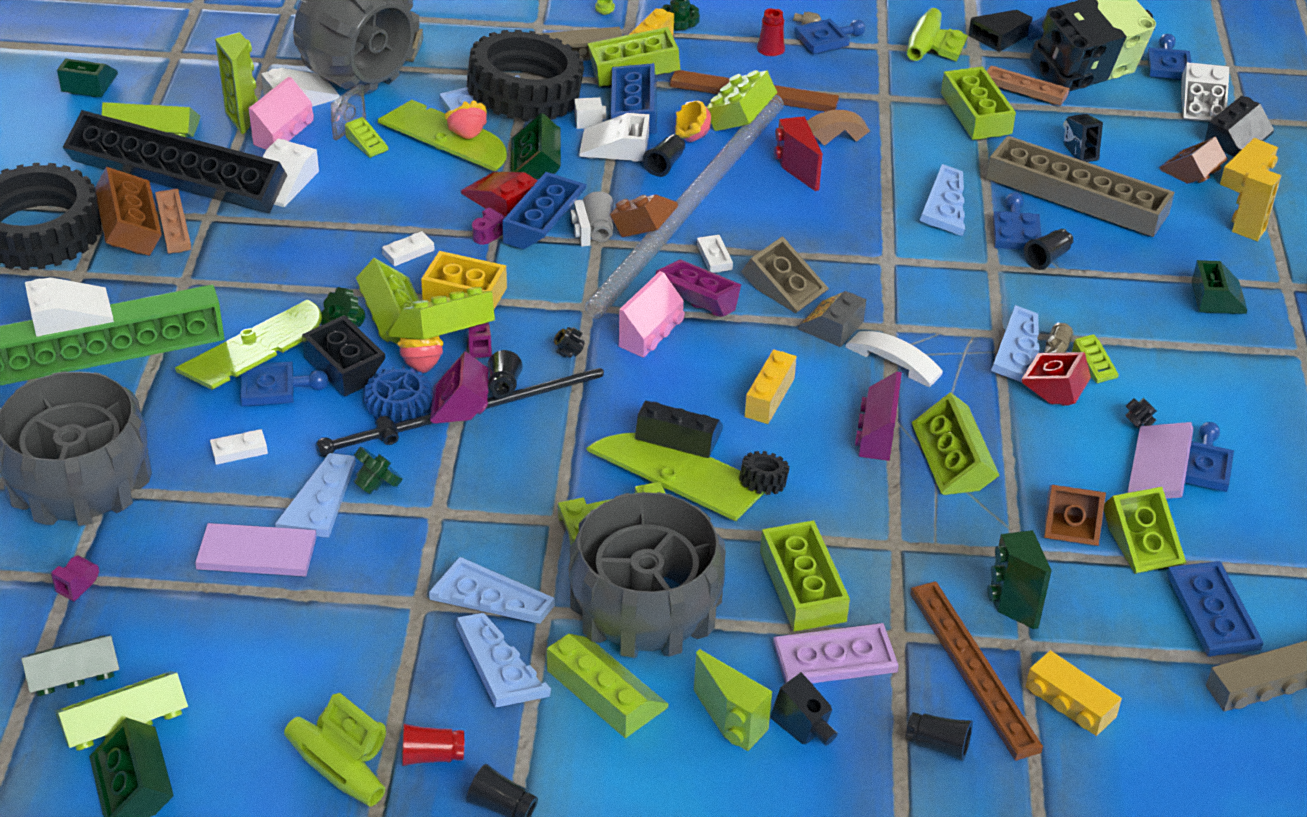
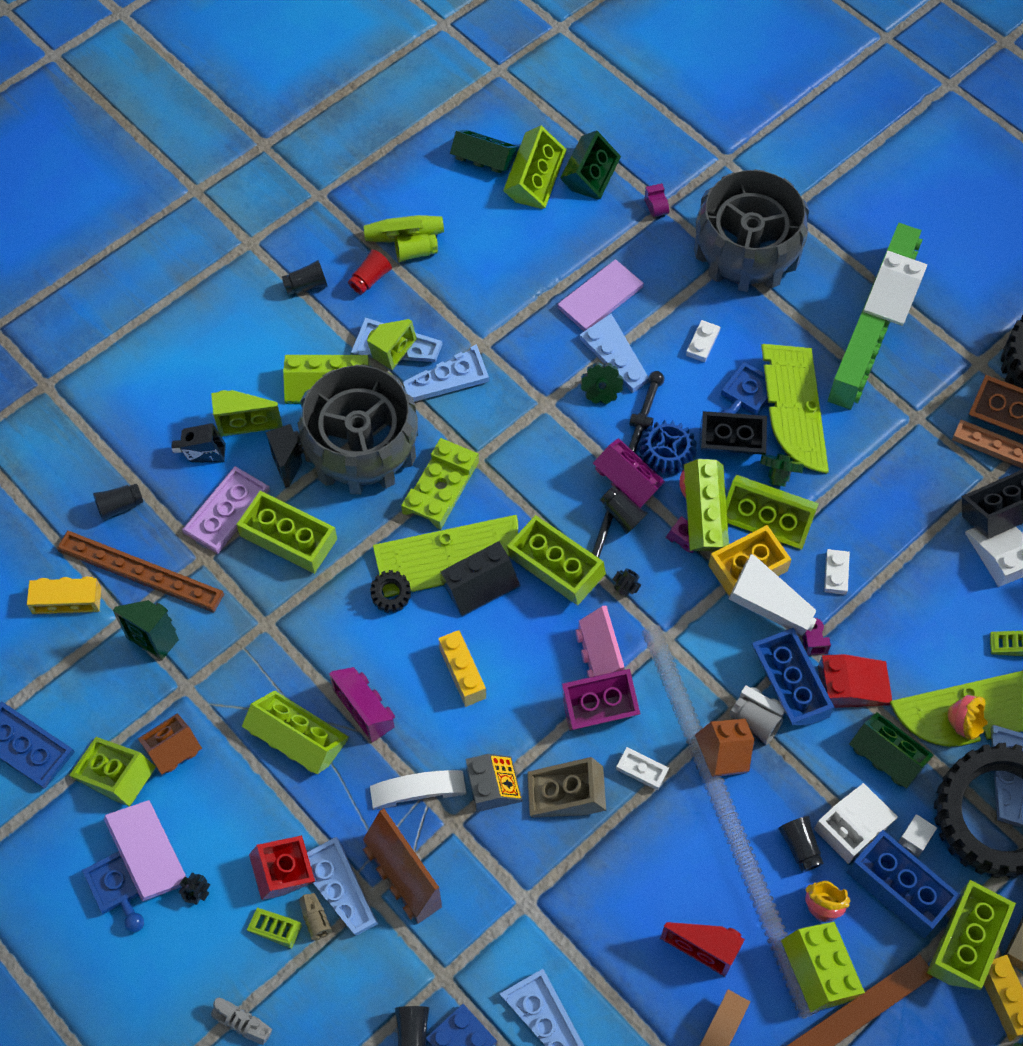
camera: 135 degrees right, 20 degrees up
(494, 239) = (771, 597): none -> white slope
(512, 630) = (391, 341): none -> lime slope
(605, 383) = (556, 560): none -> lime brick
(731, 629) = (286, 452): none -> black slope
(965, 309) = (401, 868): none -> dark orange slope
(1172, 331) = (240, 1021): none -> light grey hinge

